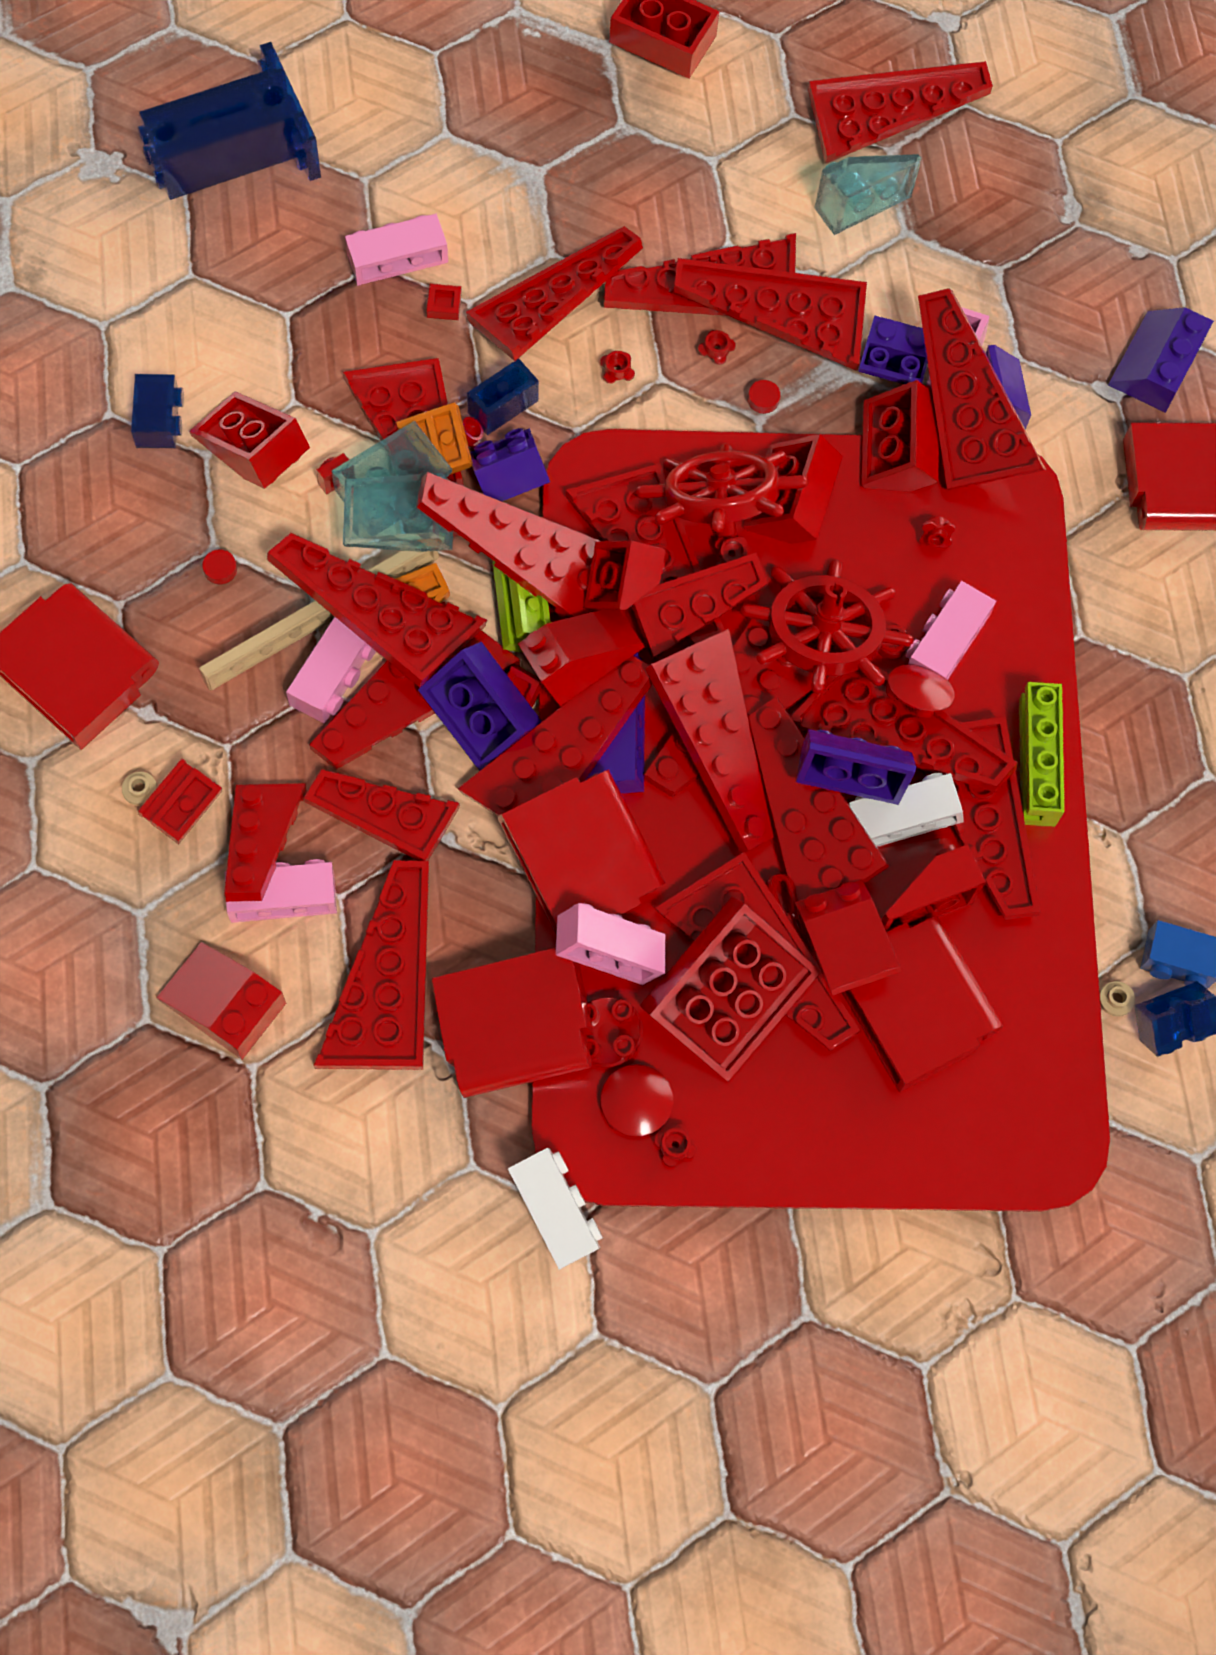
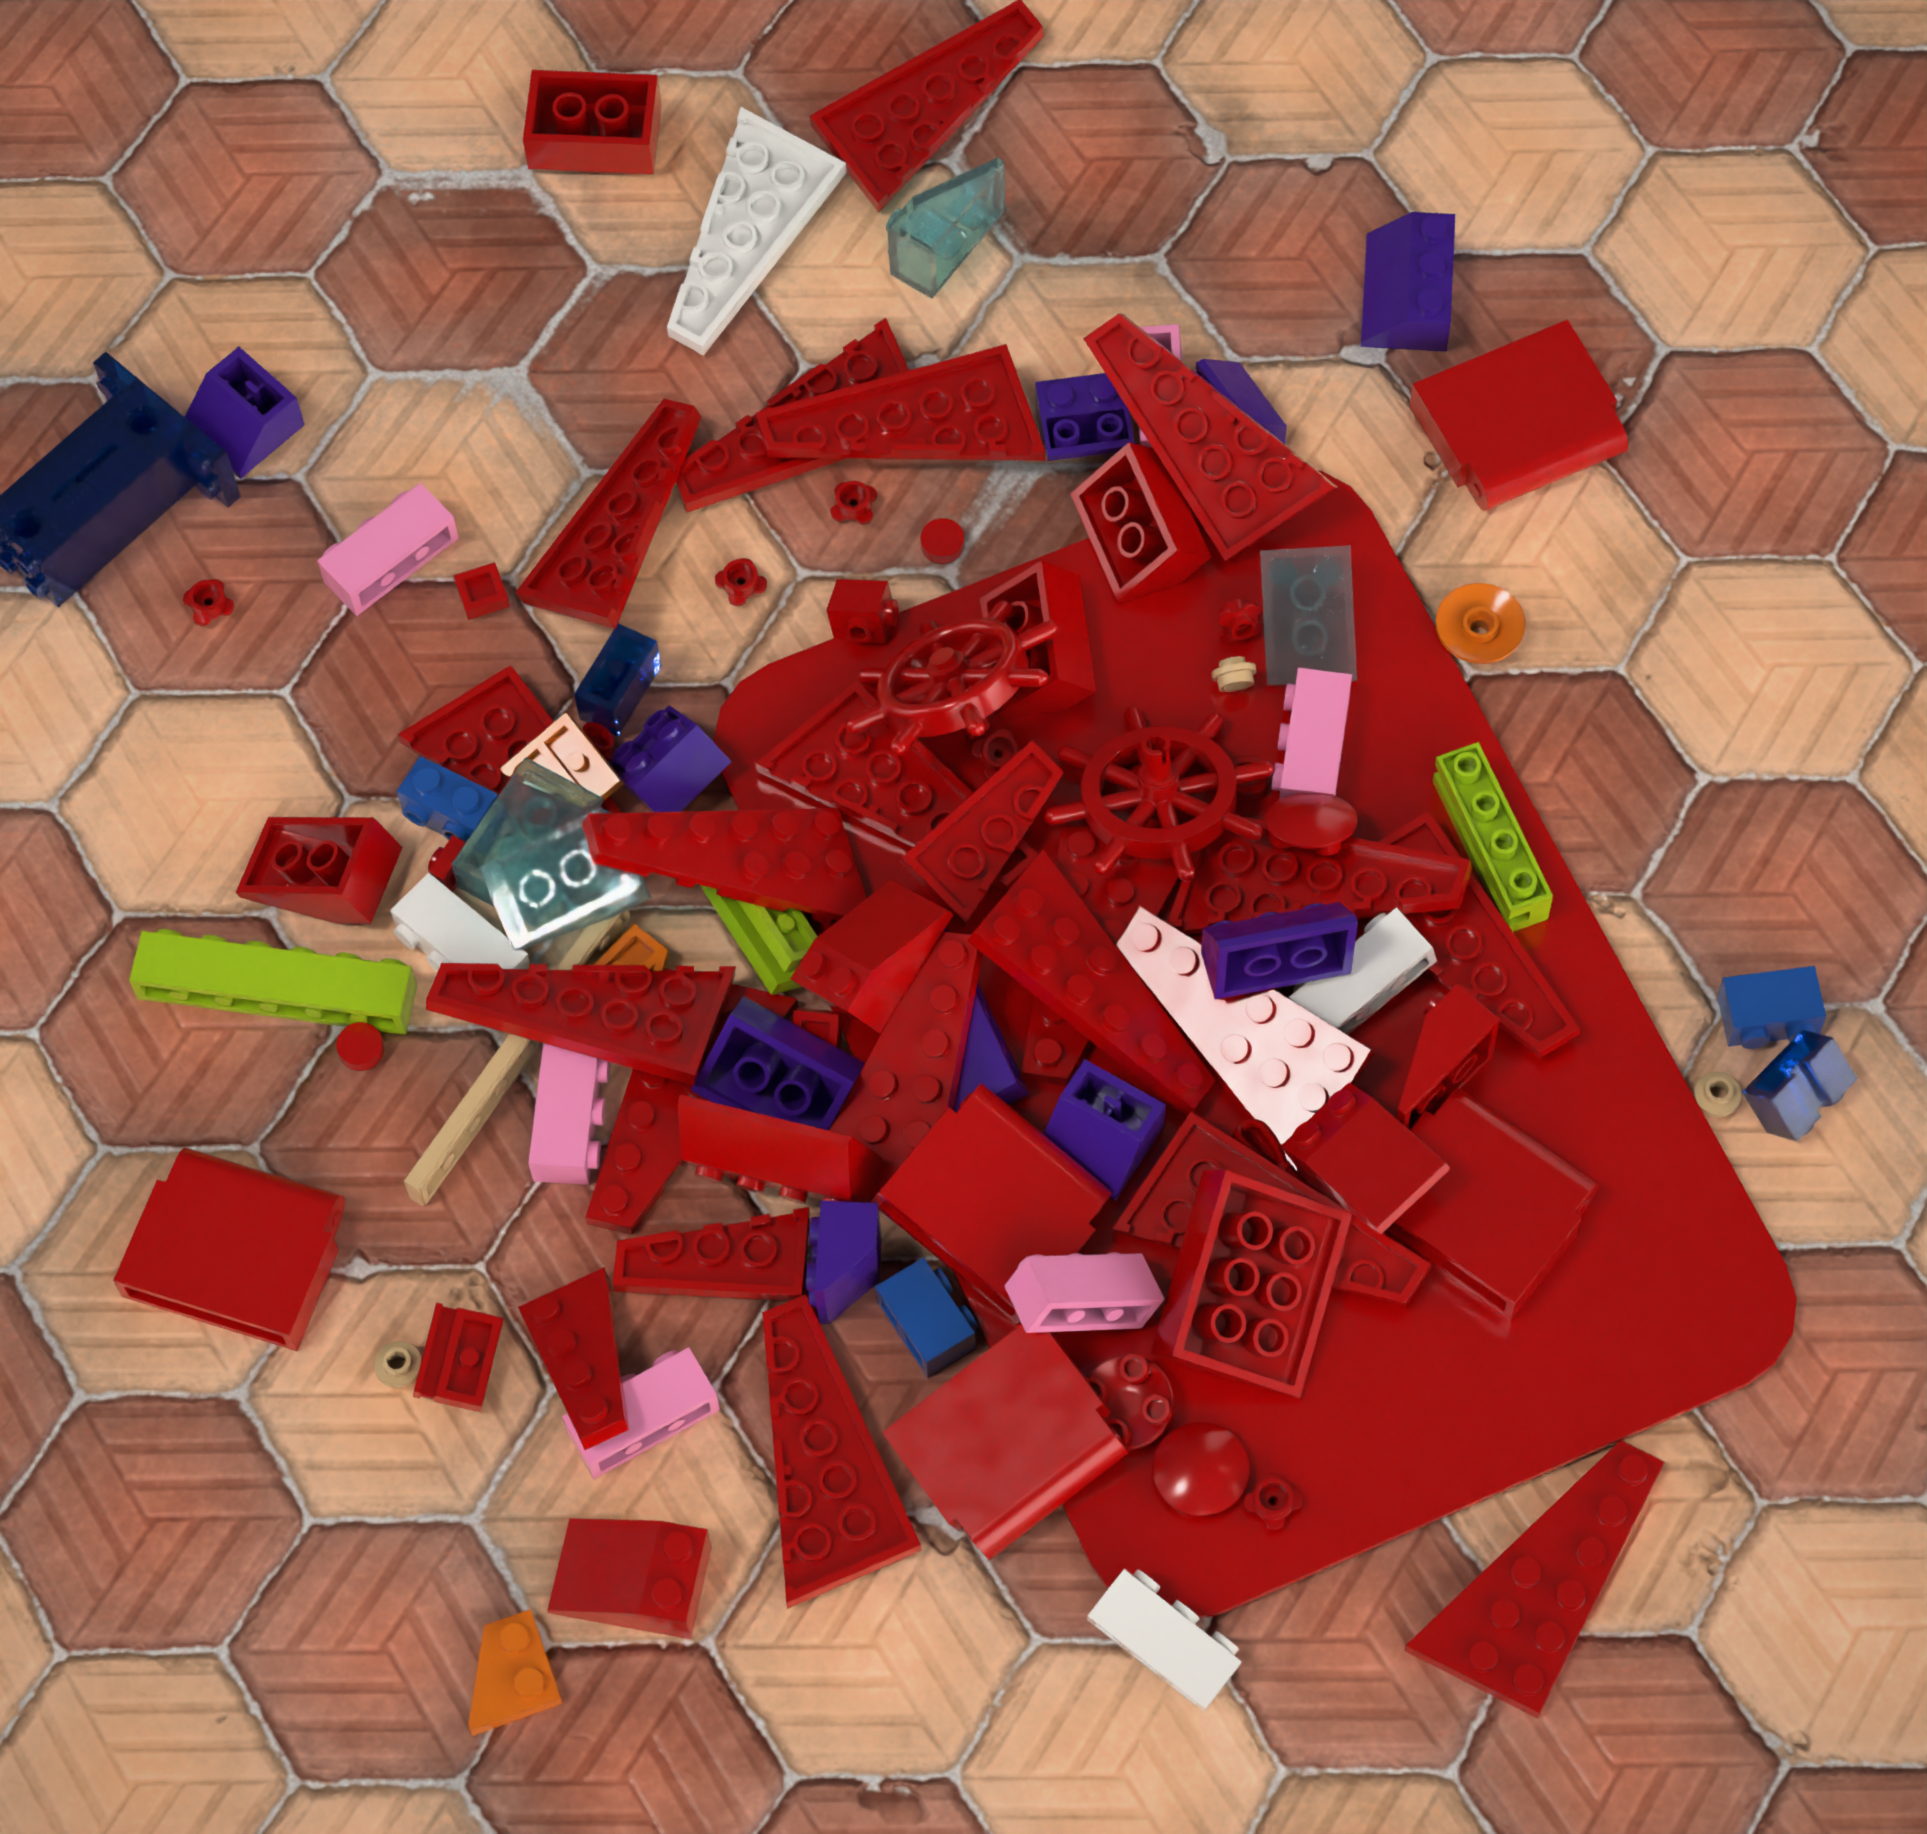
camera: 15 degrees left, 5 degrees down
(112, 1030) = (511, 1674): none -> orange wing
(155, 411) = (181, 883): clear blue brick -> none
(183, 499) = (273, 981): none -> lime brick
(262, 228) = (205, 591): none -> red plate
(313, 514) = (450, 929): none -> white brick
(345, 121) = (244, 411): none -> dark purple slope
(349, 426) = (443, 800): none -> blue brick
(451, 759) = (774, 1154): none -> red slope
(465, 847) = (844, 1256): none -> dark purple slope
(502, 913) = (927, 1317): none -> blue brick
(622, 574) = (881, 837): red slope -> none
(681, 836) = (1105, 1125): none -> dark purple slope
(686, 419) = (862, 610): none -> red brick
(739, 132) = (753, 215): none -> white wing
(820, 1297) = (1531, 1603): none -> red wing
(916, 567) = (1234, 674): none -> tan plate
(986, 546) = (1307, 612): none -> clear light blue slope
(1108, 594) = (1482, 607): none -> orange dish

